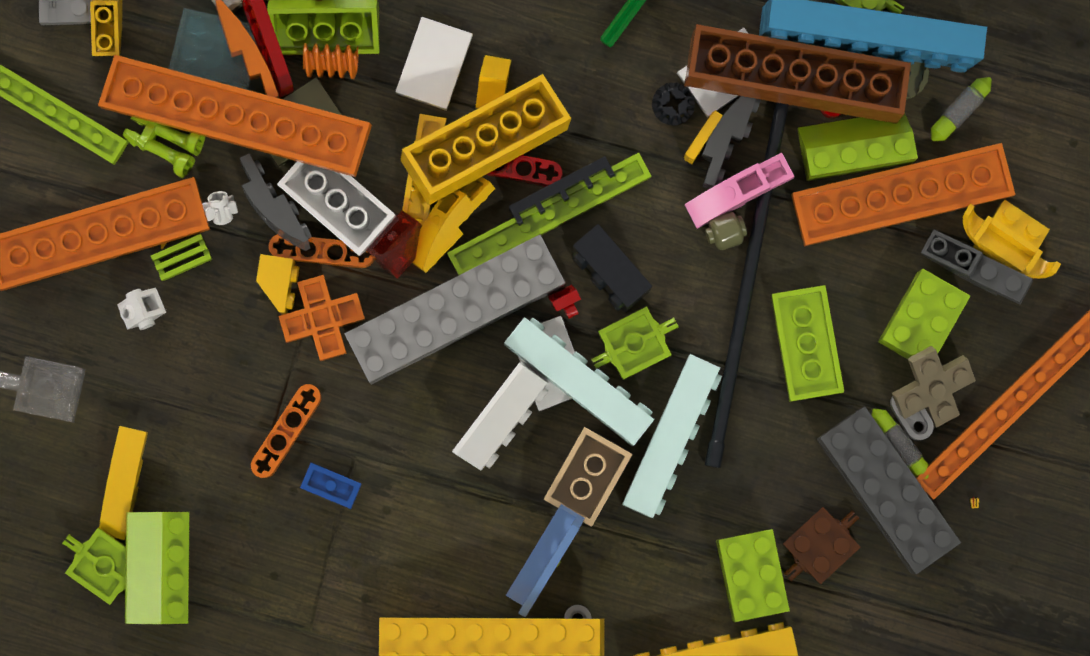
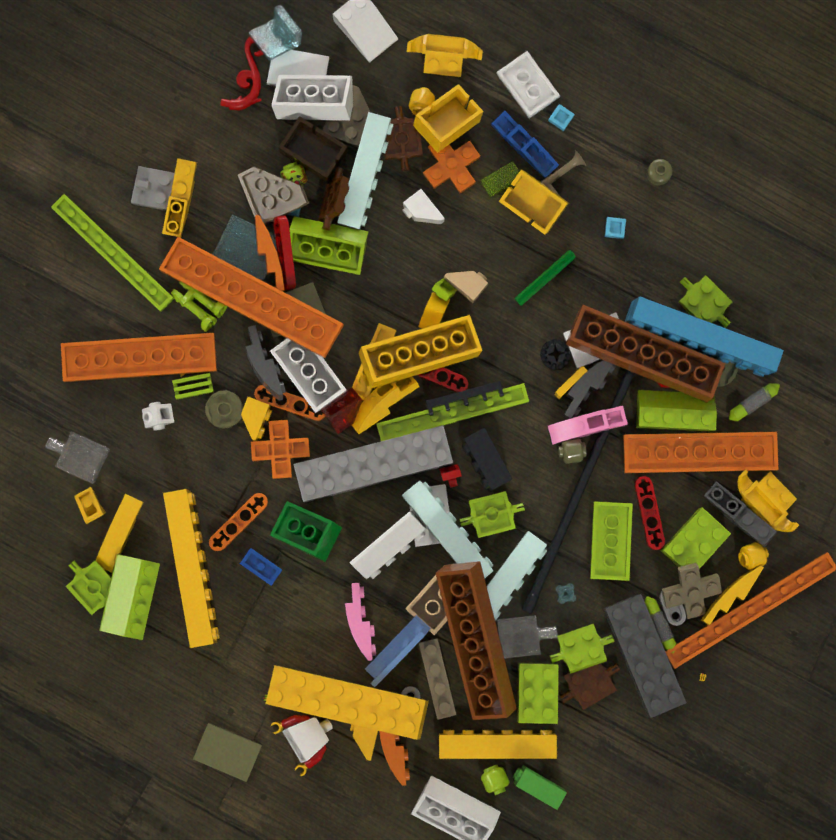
camera: 10 degrees right, 0 degrees up
(73, 453) = (89, 505): none -> yellow slope
(220, 208) = (227, 358): white gear -> none
(231, 280) = (224, 409): none -> olive tile
(232, 508) = (190, 568): none -> yellow brick
(330, 61) = (325, 273): orange piece -> none
(382, 422) = (306, 531): none -> green slope
(434, 63) = (396, 290): white tile -> none
(489, 543) = (361, 630): none -> bright pink slope
(500, 48) = (444, 289): none -> lime plate
(530, 32) = (467, 283): none -> tan slope
(609, 586) = (437, 678): none -> dark tan brick
(651, 520) = (476, 640): none -> dark orange brick
(713, 501) = (521, 635): none -> clear brick
(768, 431) = (569, 589): none -> clear light blue plate
(799, 500) = (581, 648): none -> lime plate
(855, 291) = (646, 513): none -> red beam
(995, 372) = (738, 589): none -> yellow slope
(1007, 320) = (753, 555): none -> yellow head

